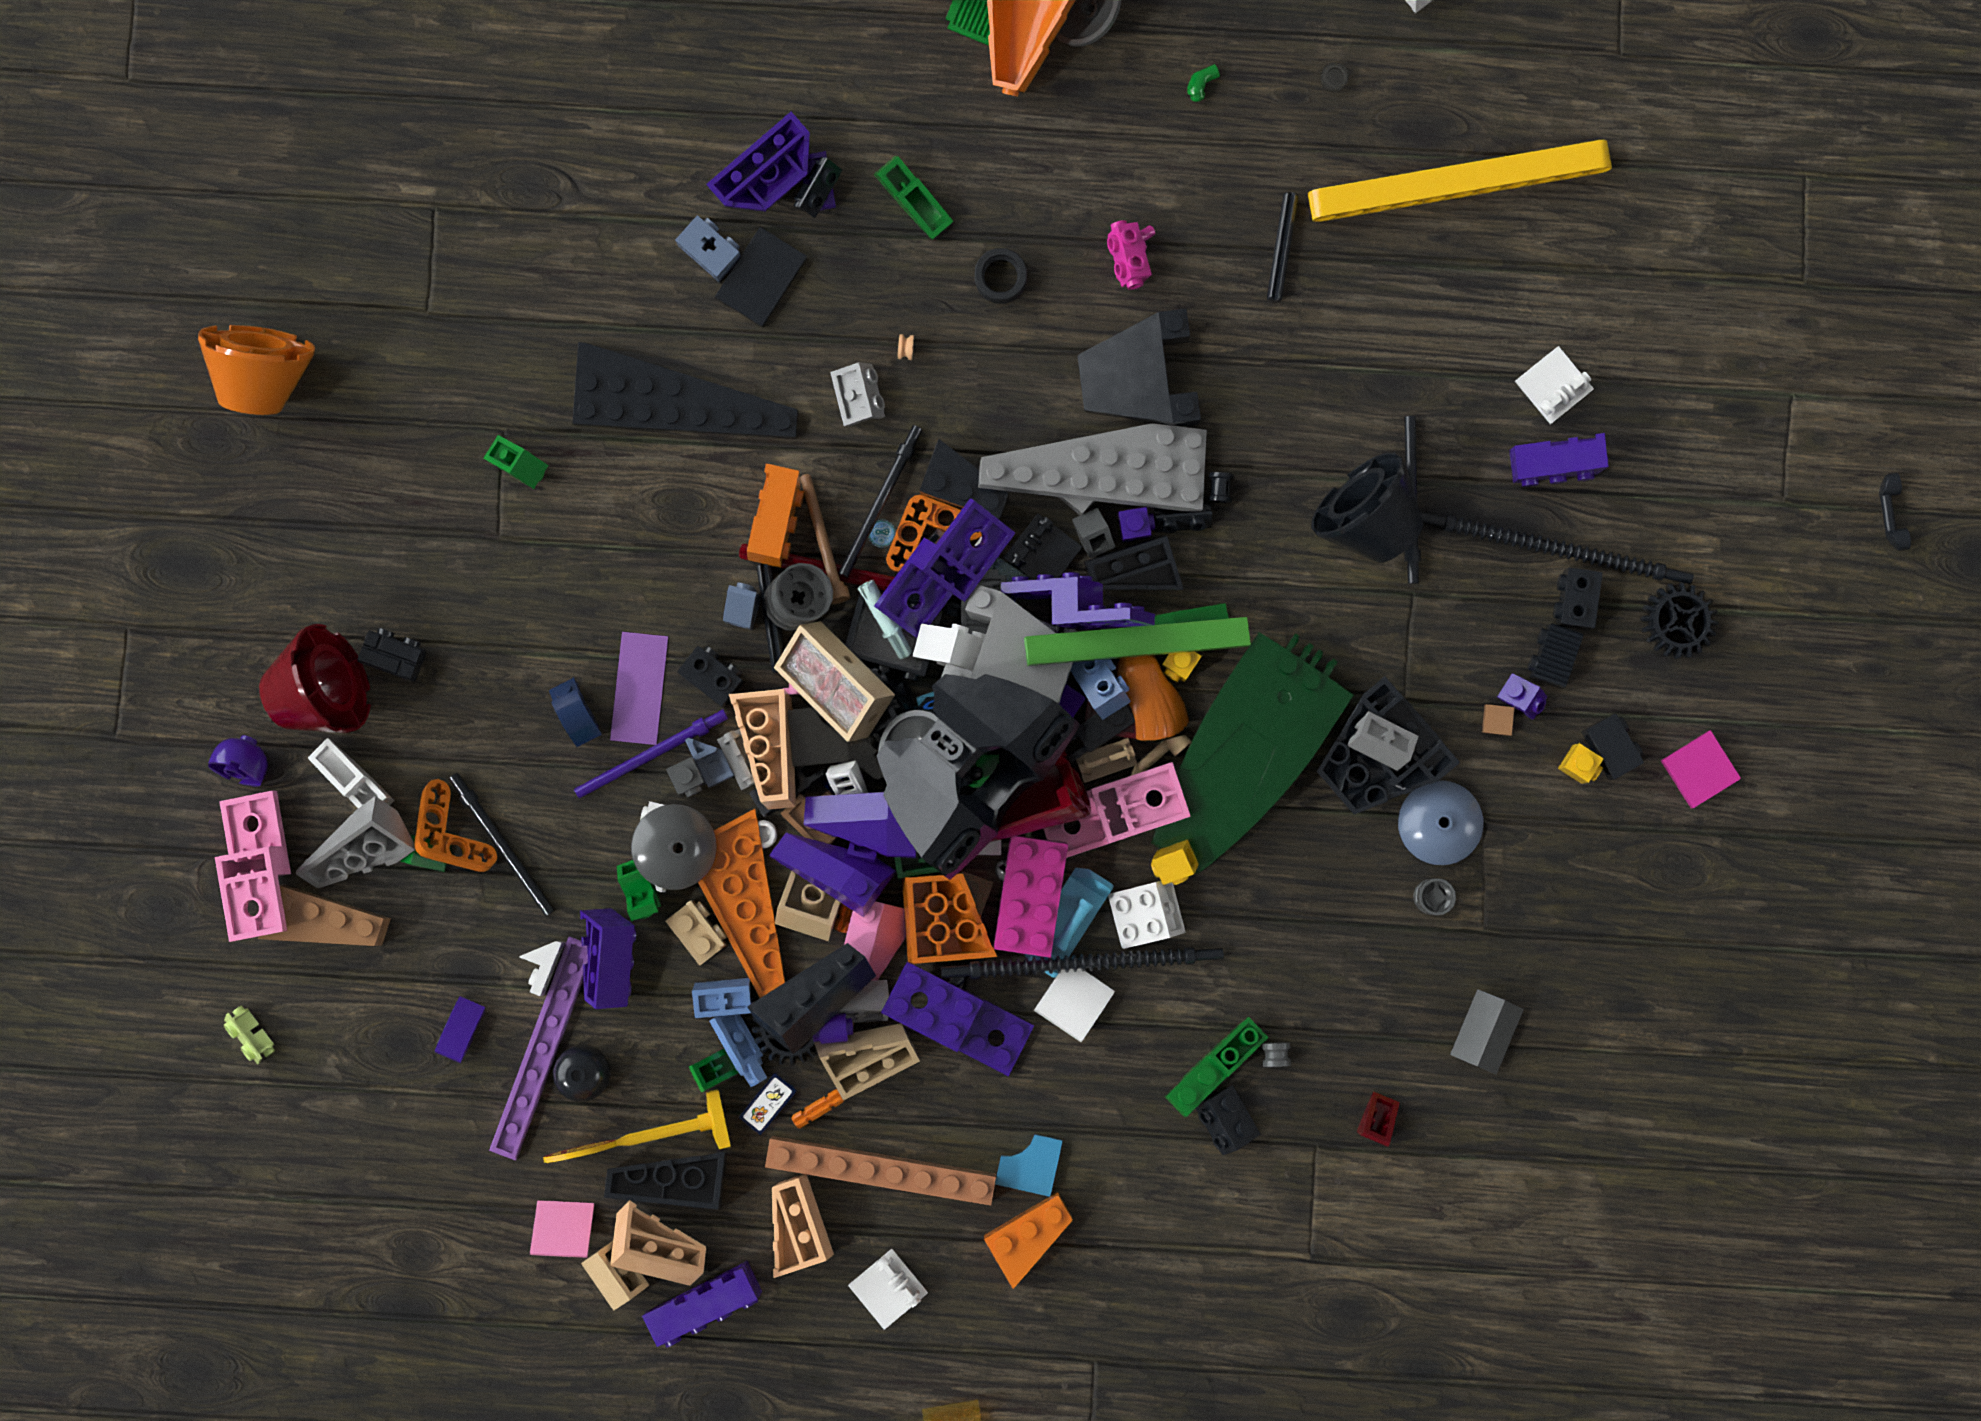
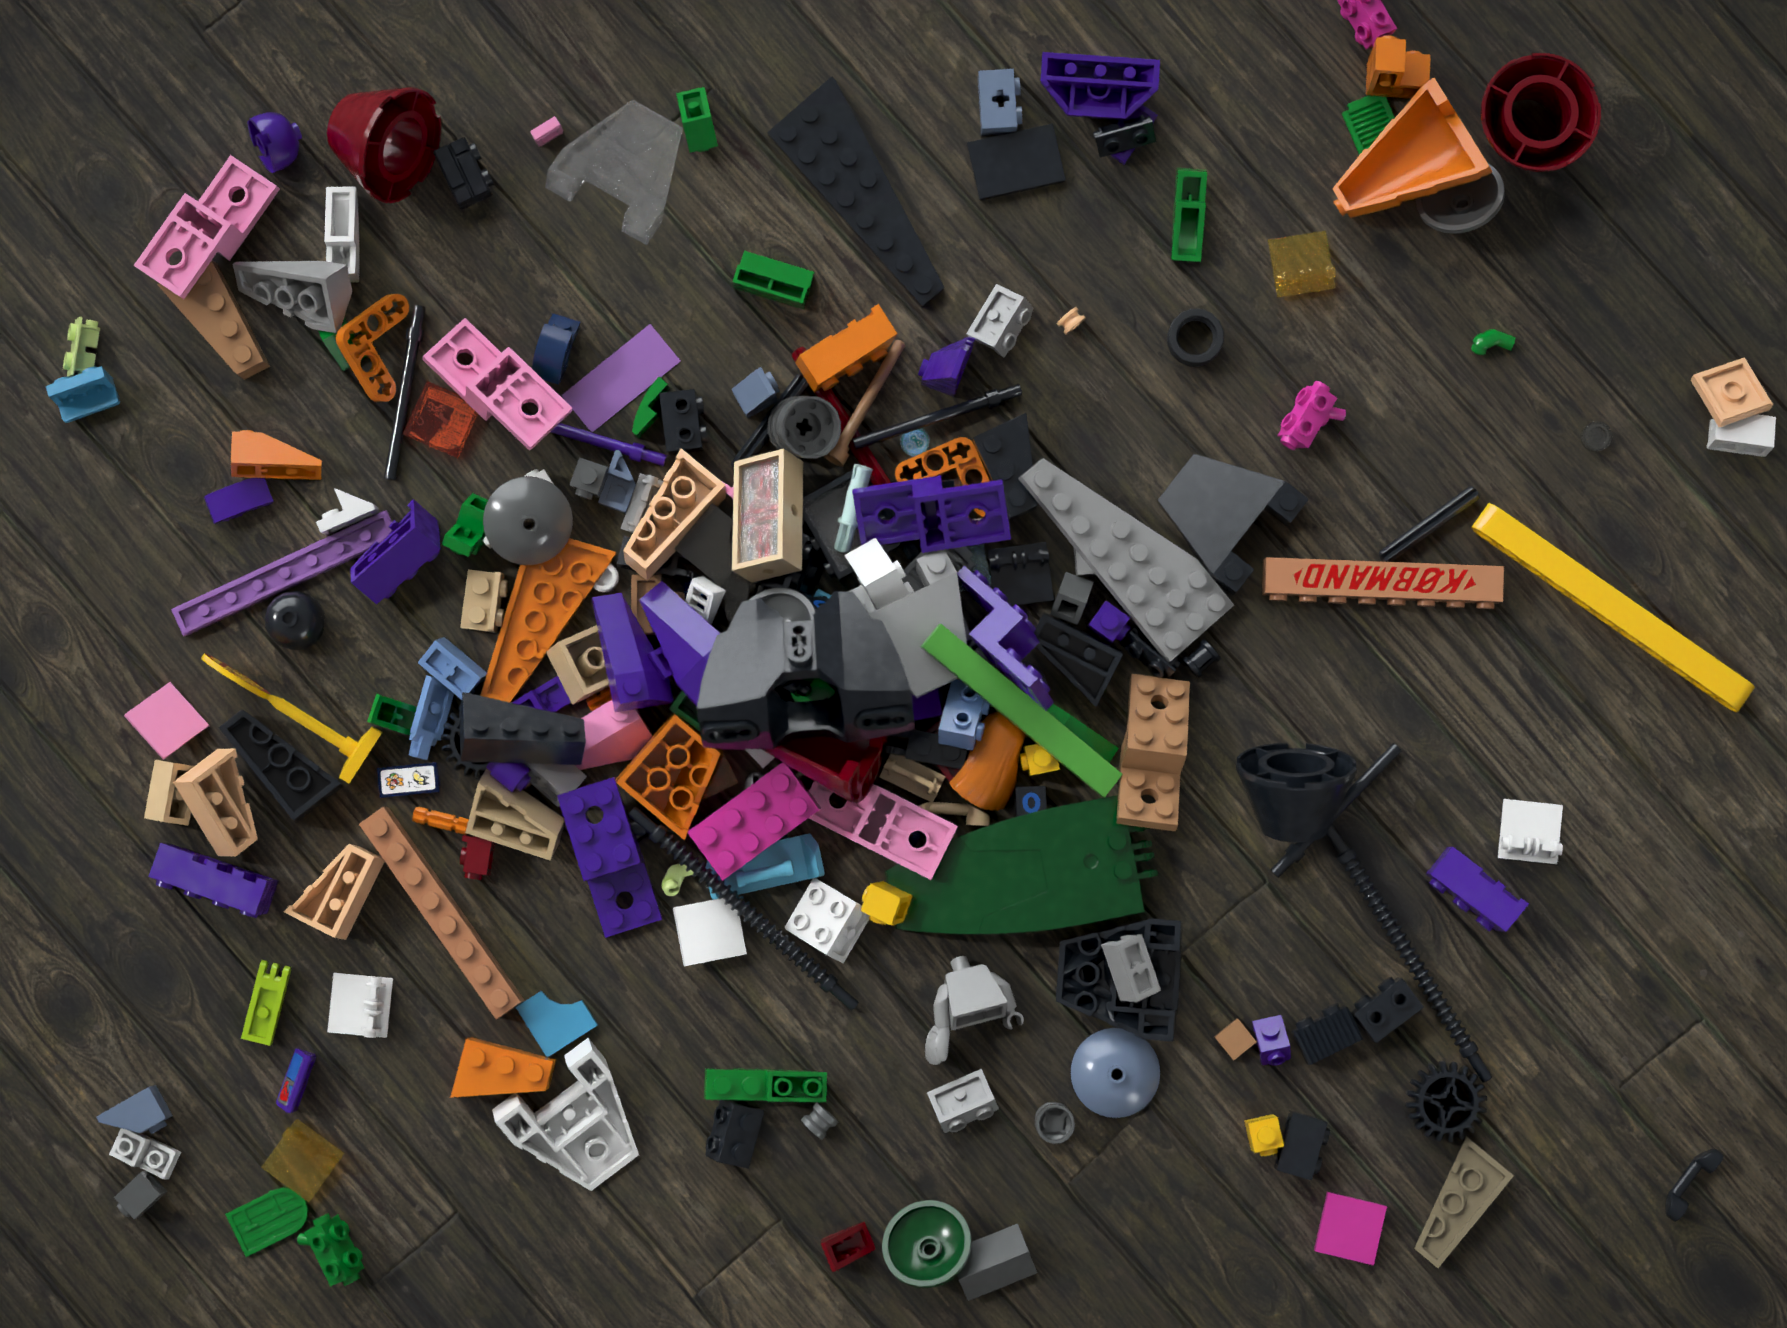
camera: 40 degrees right, 0 degrees up
(281, 1063) = (83, 393): none -> dark azure bracket
(421, 571) = (547, 131): none -> bright pink tile
(450, 982) = (266, 457): none -> orange slope
(495, 534) = (626, 157): none -> clear wedge
(545, 837) = (441, 420): none -> clear red tile
(560, 775) = (497, 384): none -> bright pink bracket
(676, 518) = (773, 280): none -> green piece
(681, 696) = (645, 415): none -> green slope
(806, 953) = (547, 697): none -> dark purple slope
(823, 1352) = (266, 1004): none -> lime hinge
(853, 461) = (946, 366): none -> dark purple wedge
(867, 1109) = (477, 857): none -> dark red brick
(895, 1384) = (295, 1080): none -> dark purple slope
(1014, 989) = (673, 879): none -> yellowish green arm
(1022, 156) = (1301, 264): none -> clear yellow hinge
(1120, 1221) = (578, 1130): none -> white wedge
(1201, 697) = (1030, 799): none -> black brick
(1252, 582) = (1153, 752): none -> medium nougat bracket
(1289, 315) = (1382, 581): none -> nougat brick
(1293, 873) = (968, 999): none -> light grey torso
(1359, 944) = (963, 1101): none -> light grey bracket
(1415, 1061) = (924, 1227): none -> dark green dish
(1755, 672) = (1463, 1199): none -> dark tan wing

